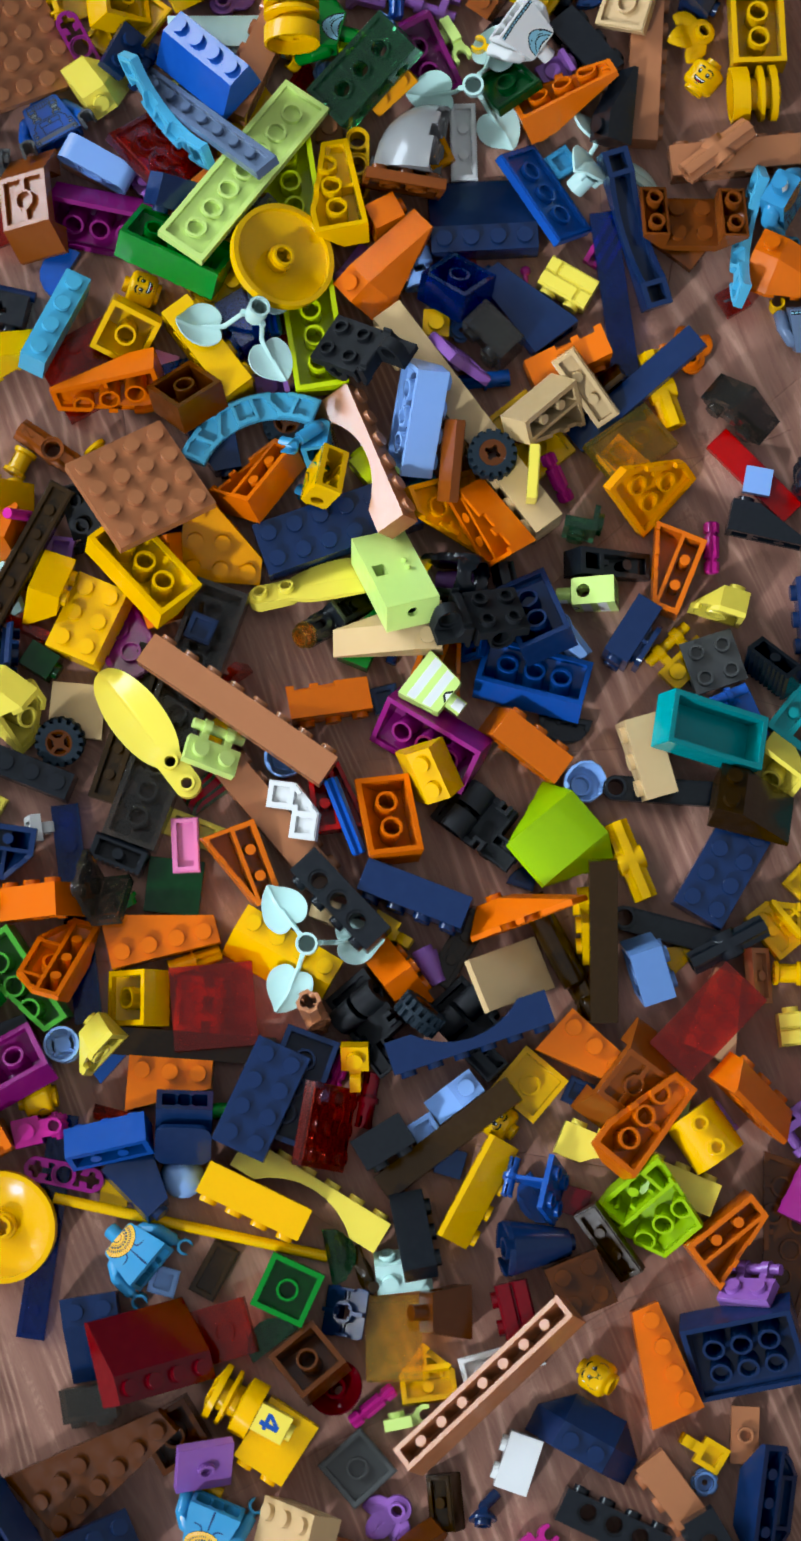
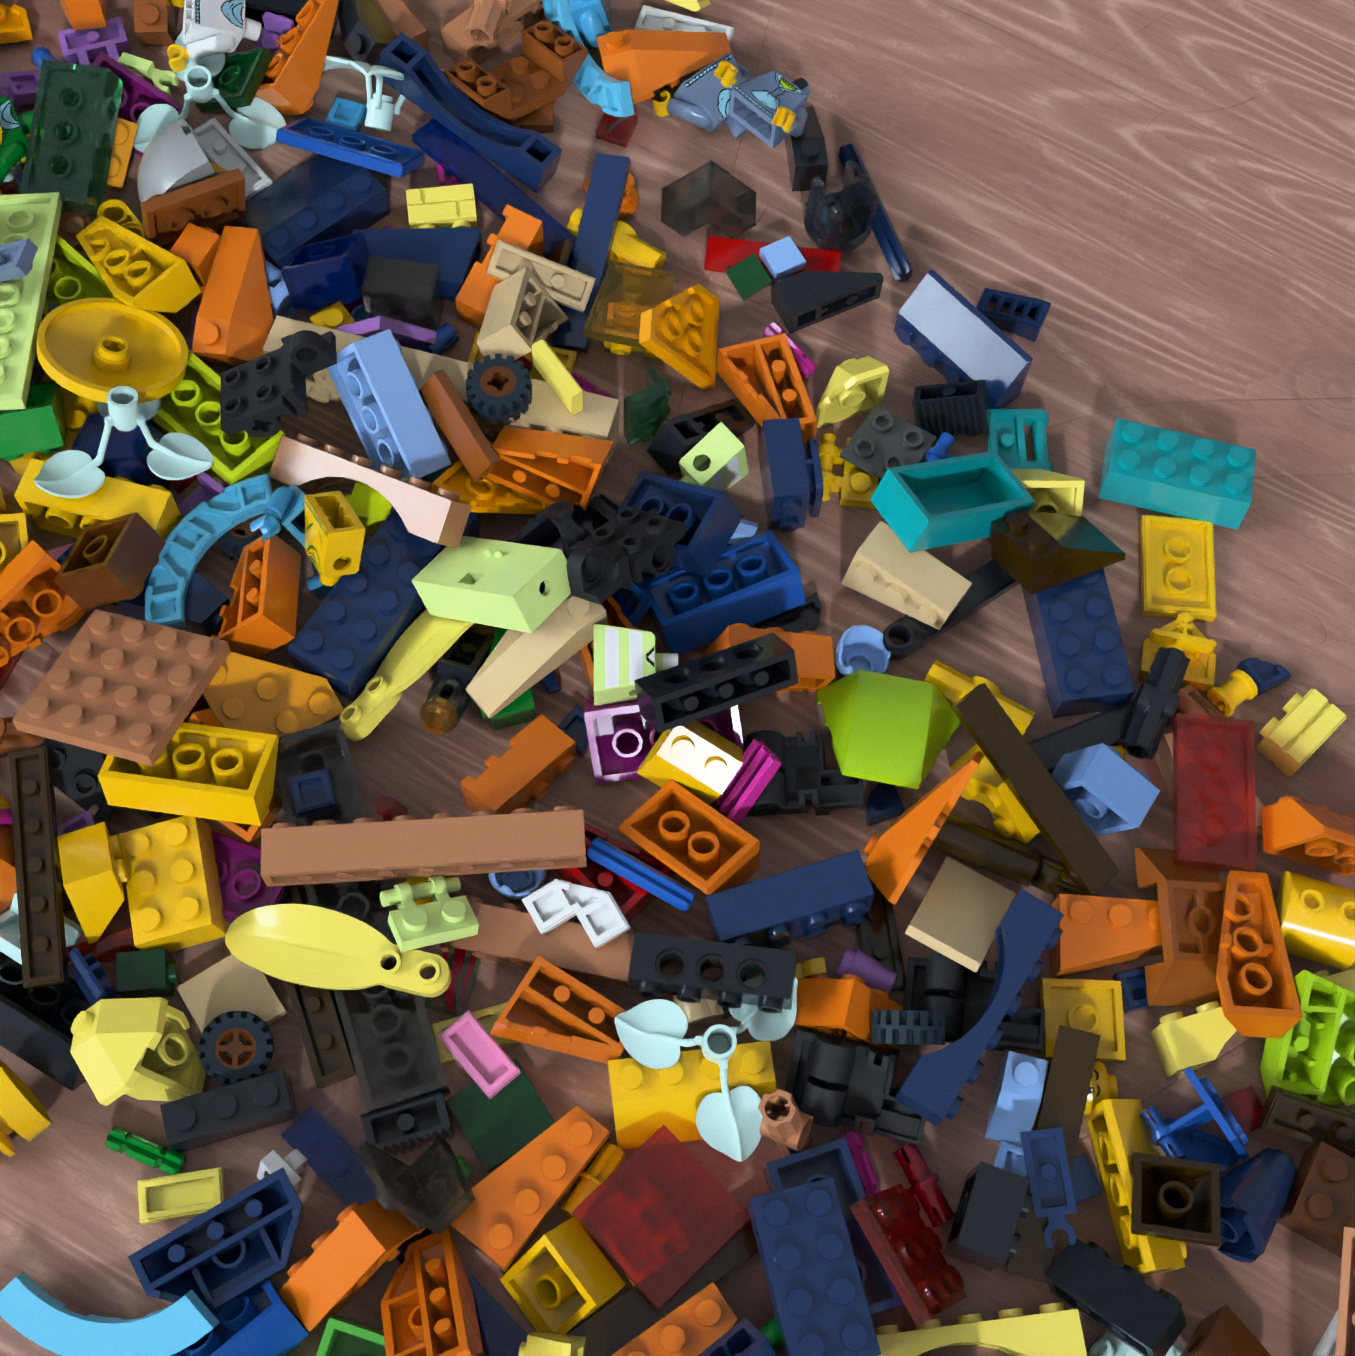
camera: 40 degrees left, 15 degrees down
(355, 1059) = (874, 1146): yellow plate -> none
(430, 1150) = (1049, 1180): none -> dark blue plate
(461, 798) = (748, 779): none -> dark pink tile
(471, 740) = (716, 682): none -> black brick
(481, 1211) = (1175, 1199): none -> dark brown slope
(514, 1306) = (1294, 1293): dark red brick -> none
(726, 478) = (748, 277): none -> dark green tile

